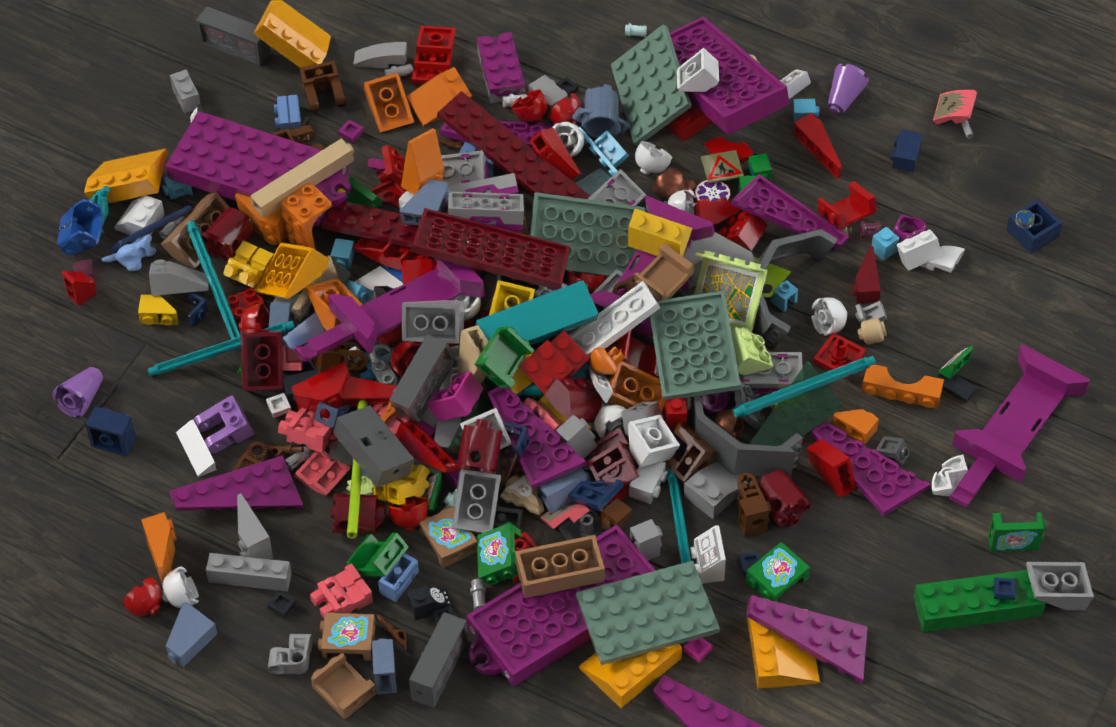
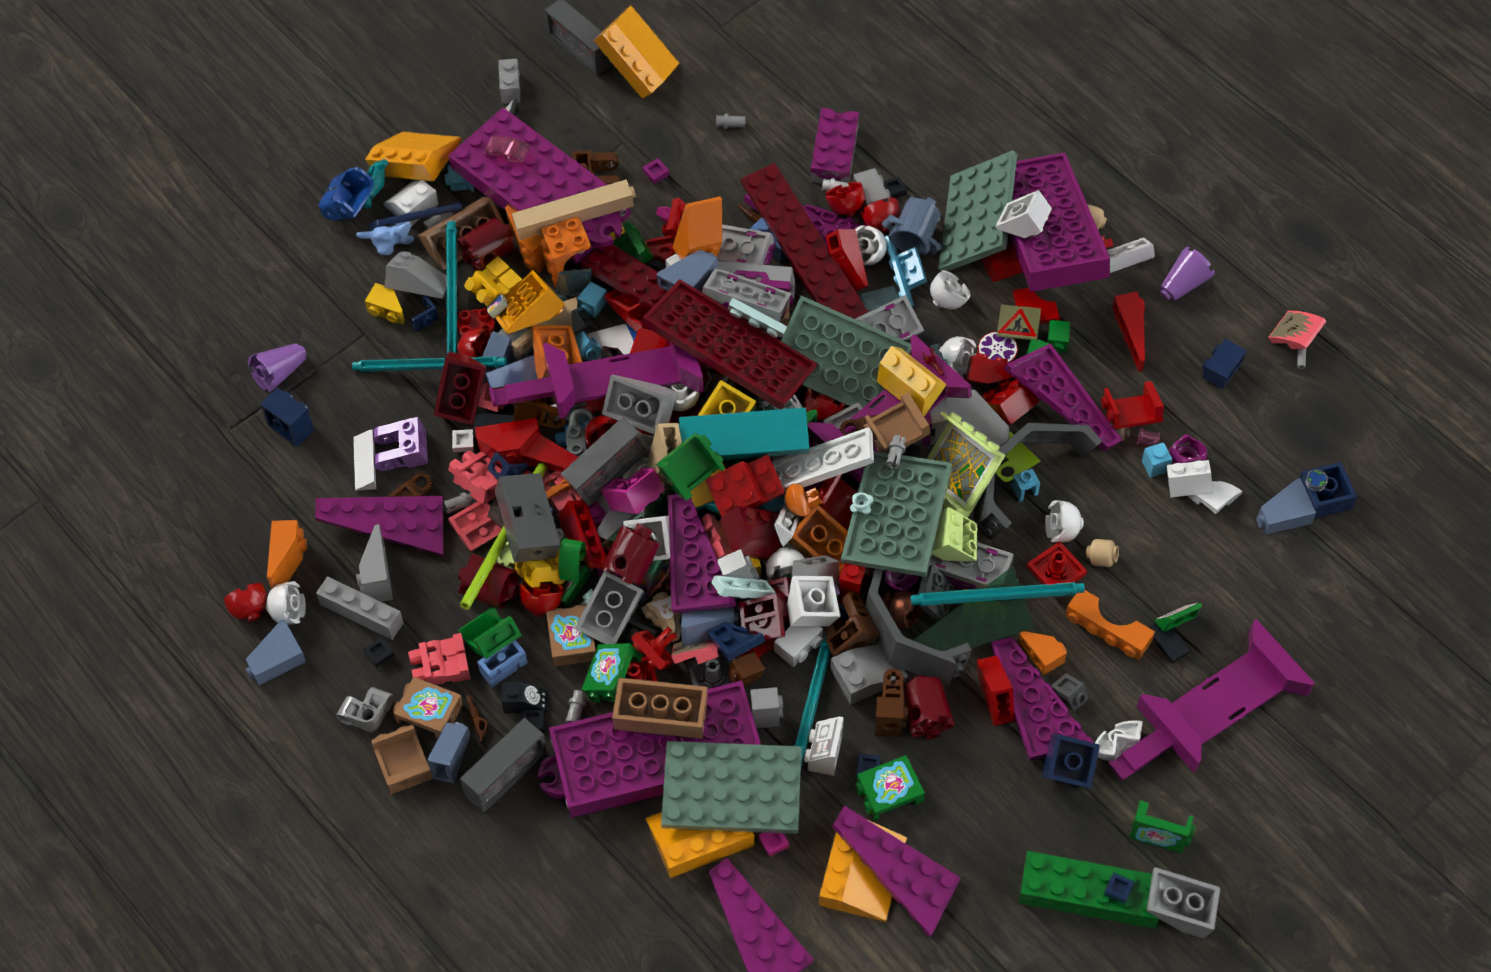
camera: 20 degrees right, 5 degrees up
(79, 286) = (321, 255): red slope -> none
(84, 266) = (335, 239): clear pink plate -> none
(220, 142) = (508, 147): none -> clear pink slope
(261, 282) = (497, 306): none -> light aqua tile
(288, 112) = (601, 133): medium blue brick -> none
(291, 449) = (446, 489): reddish brown hand -> none
(320, 78) = (646, 106): reddish brown brick -> none
(323, 240) = (572, 282): none -> clear light blue piece
(381, 55) = (720, 99): light grey slope -> none
(388, 102) = (705, 151): orange slope -> none
(425, 471) = (570, 555): none -> green panel
(433, 53) = (772, 114): red slope -> none
(435, 94) = (756, 155): orange slope -> none
(505, 221) = (756, 318): none -> light aqua plate
(523, 441) = (680, 559): dark blue bracket -> none
(530, 520) = (655, 647): none -> red plate
(586, 446) = (741, 587): none -> light aqua plate
(633, 30) = (992, 146): light aqua pin -> none
(661, 341) = (861, 498): none -> light aqua plate
(671, 182) = (958, 324): copper piece -> none
(671, 212) = (931, 359): none -> dark red hand
(672, 293) = (896, 449): none -> light grey pin
(803, 107) = (1133, 282): medium azure brick -> none
(867, 281) = (1120, 493): dark red slope -> none
(870, 312) = (1112, 531): light grey bracket -> none
(920, 502) = (1071, 761): none -> dark blue brick
(1008, 251) = (1287, 509): none -> sand blue slope

